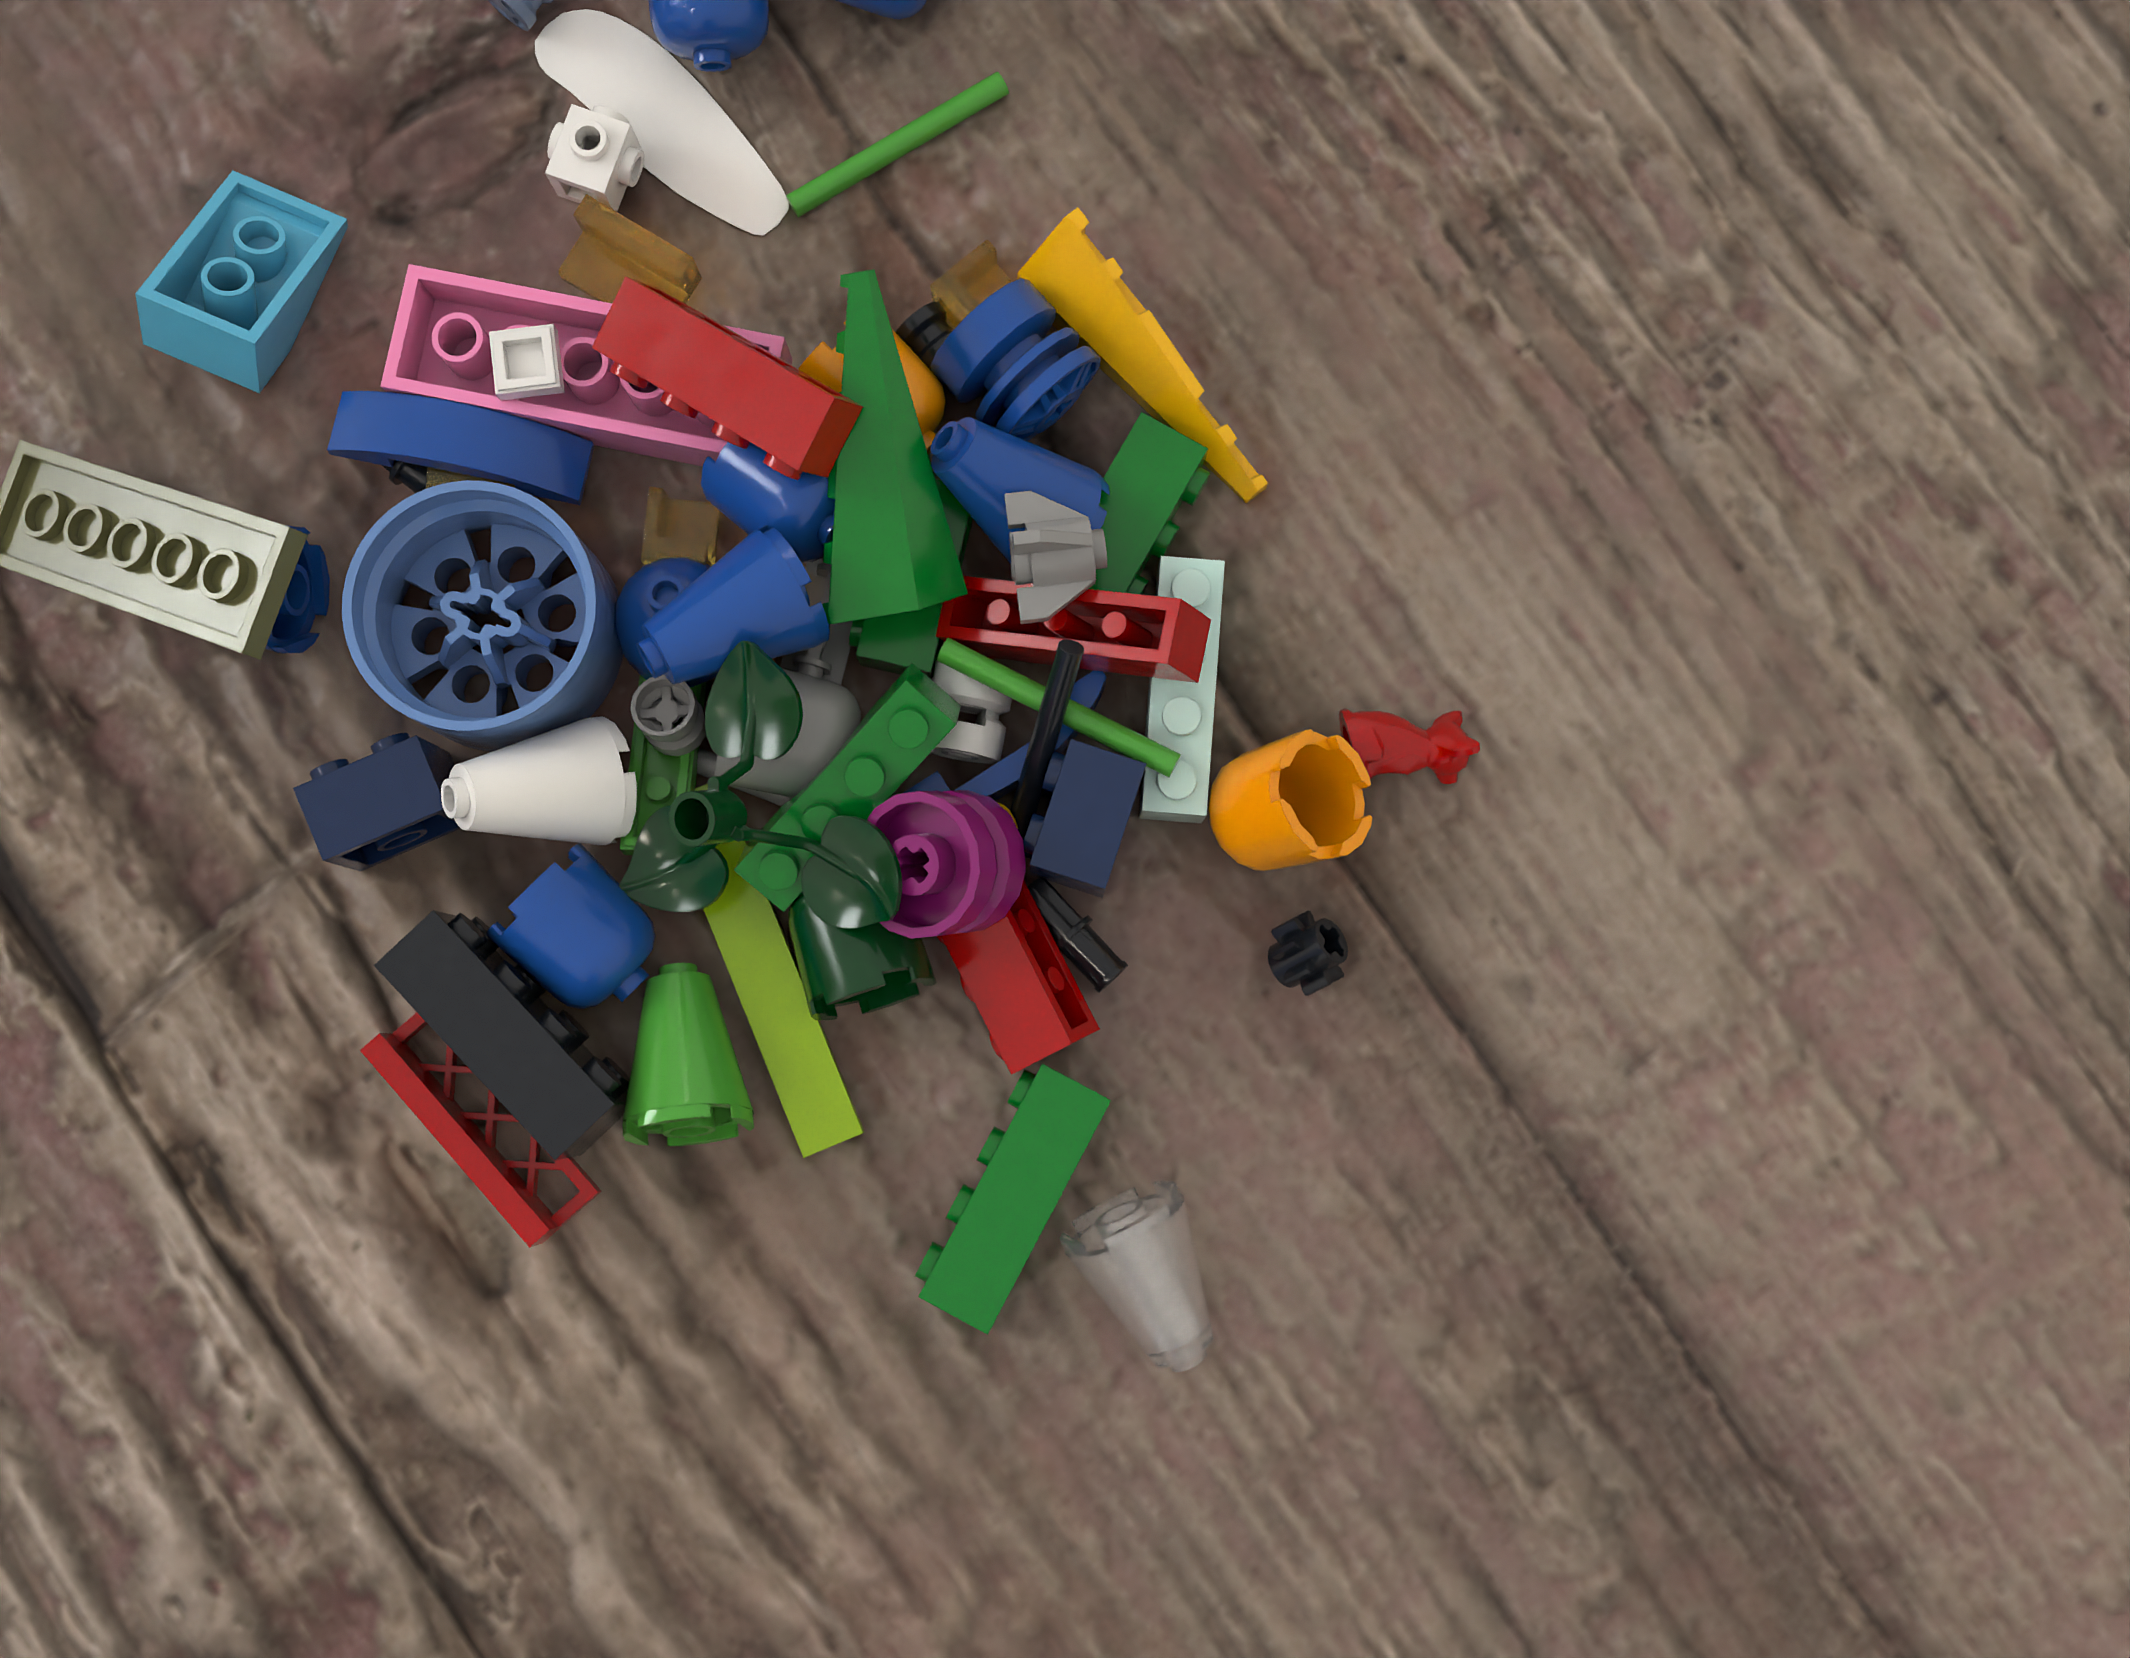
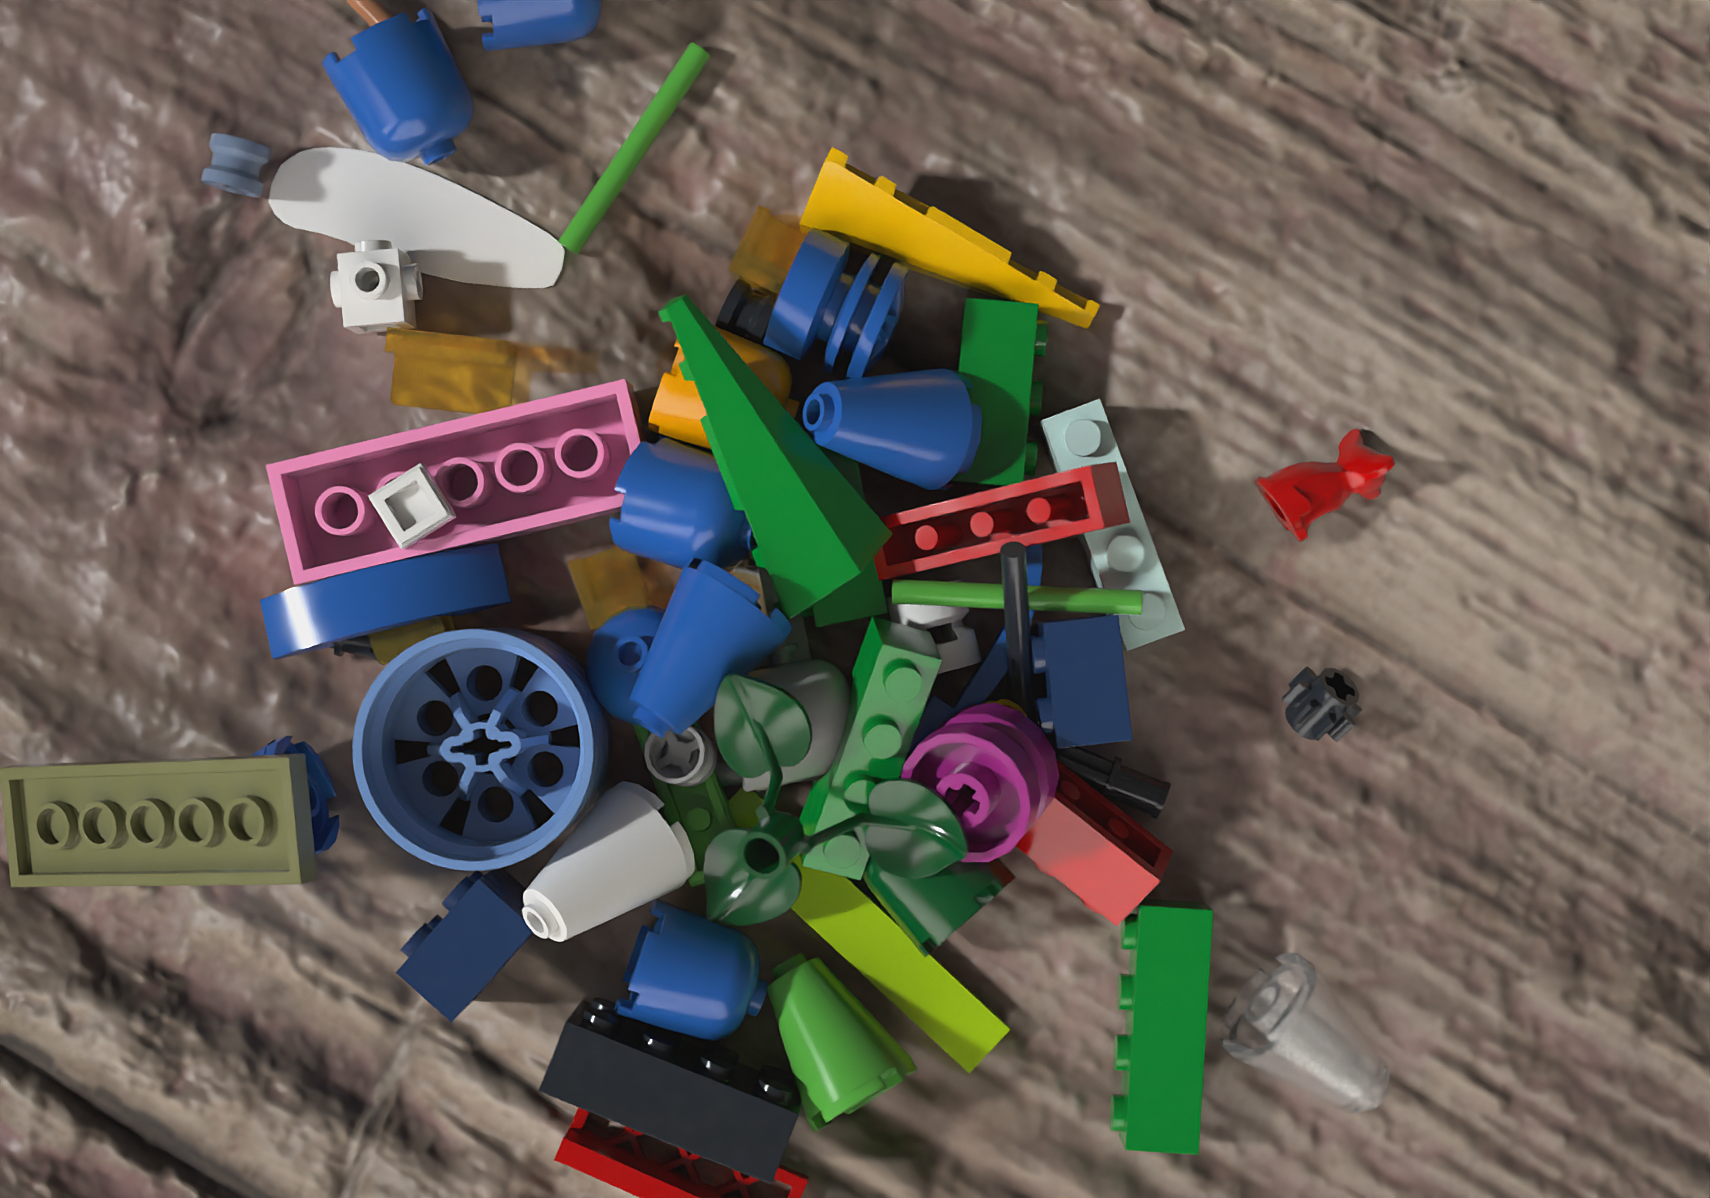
camera: 20 degrees left, 5 degrees up
(240, 281) = (120, 539): medium azure slope -> none
(726, 379) = (600, 449): red brick -> none
(1053, 554) = (955, 471): light grey brick -> none
(1291, 802) = (1254, 586): light orange cylinder -> none

